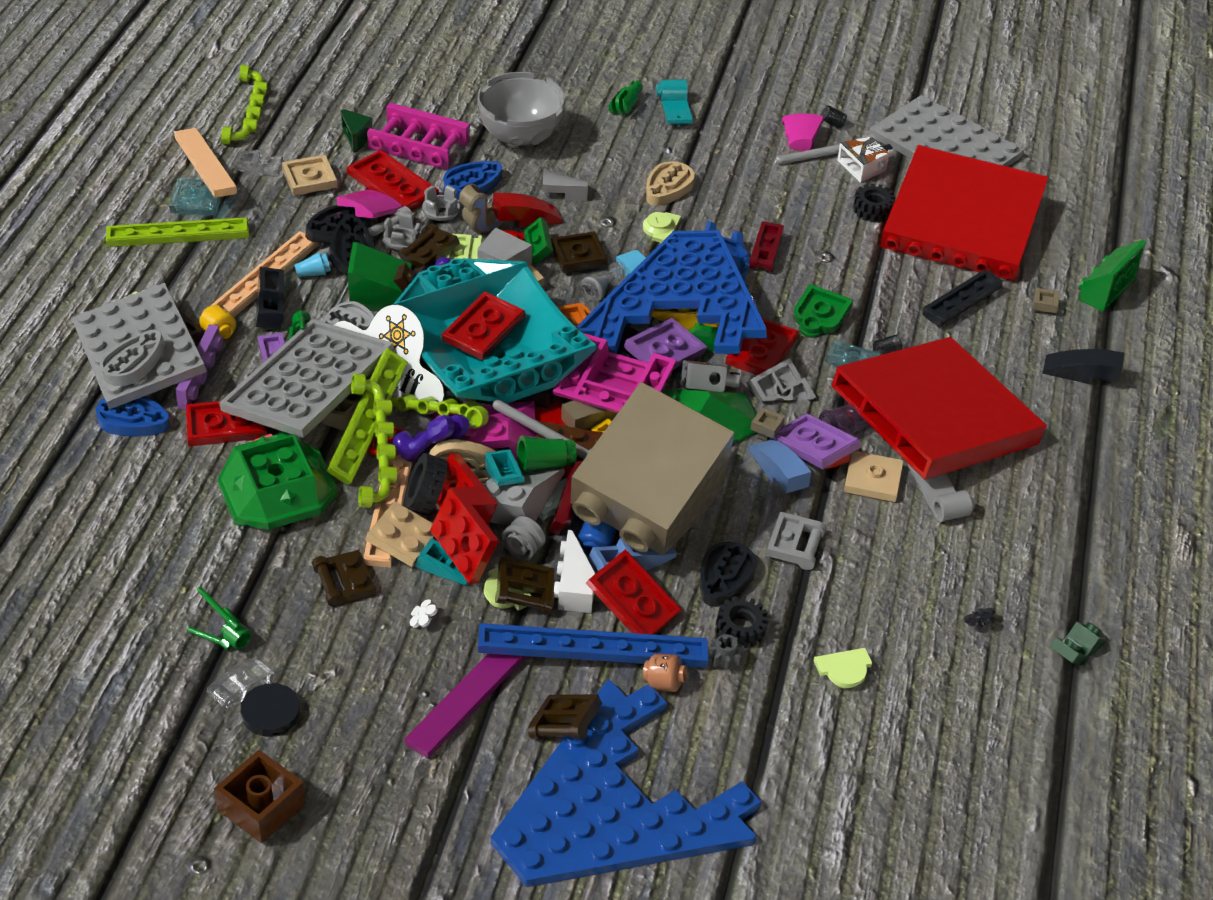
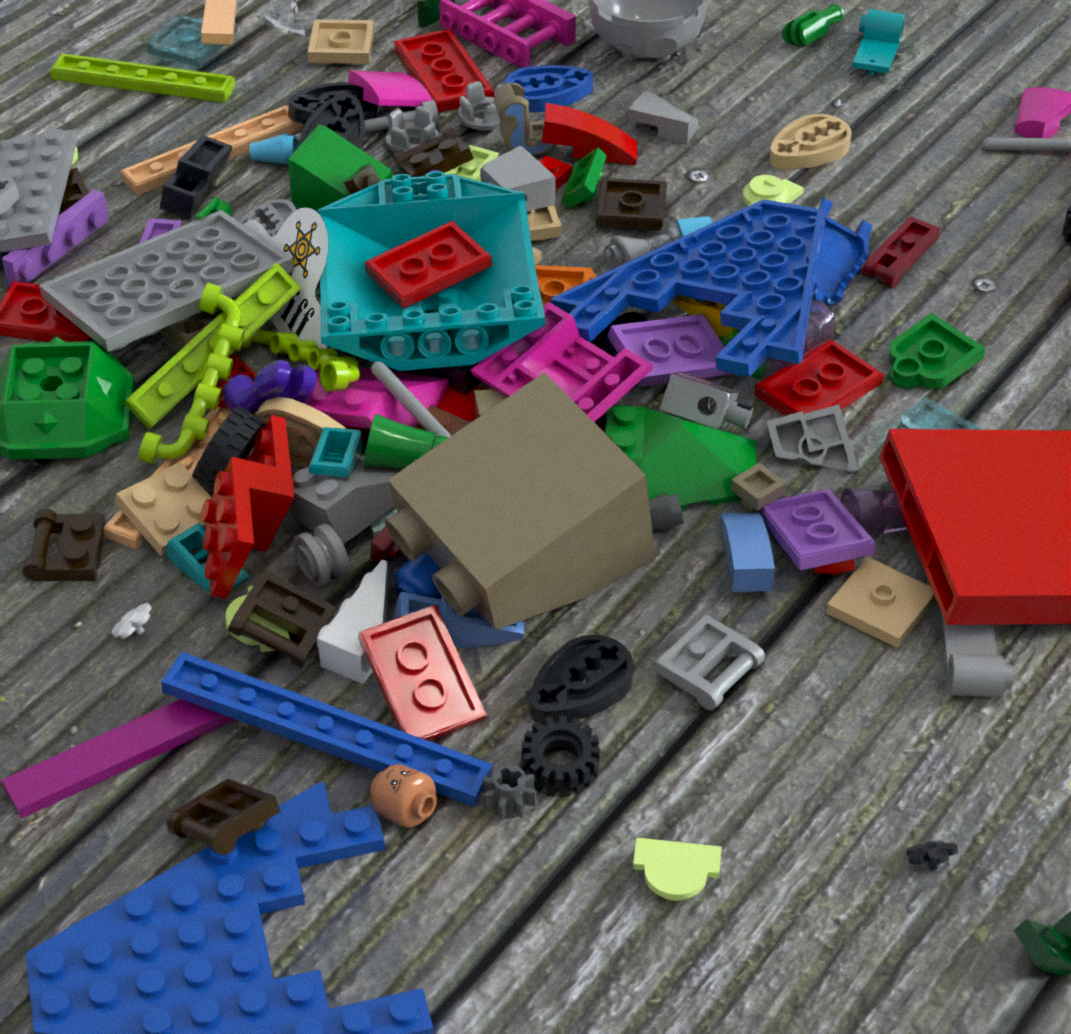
camera: 25 degrees right, 0 degrees up
(218, 316) = (118, 190): yellow head -> none
(888, 345) = (1005, 418): black piece -> none

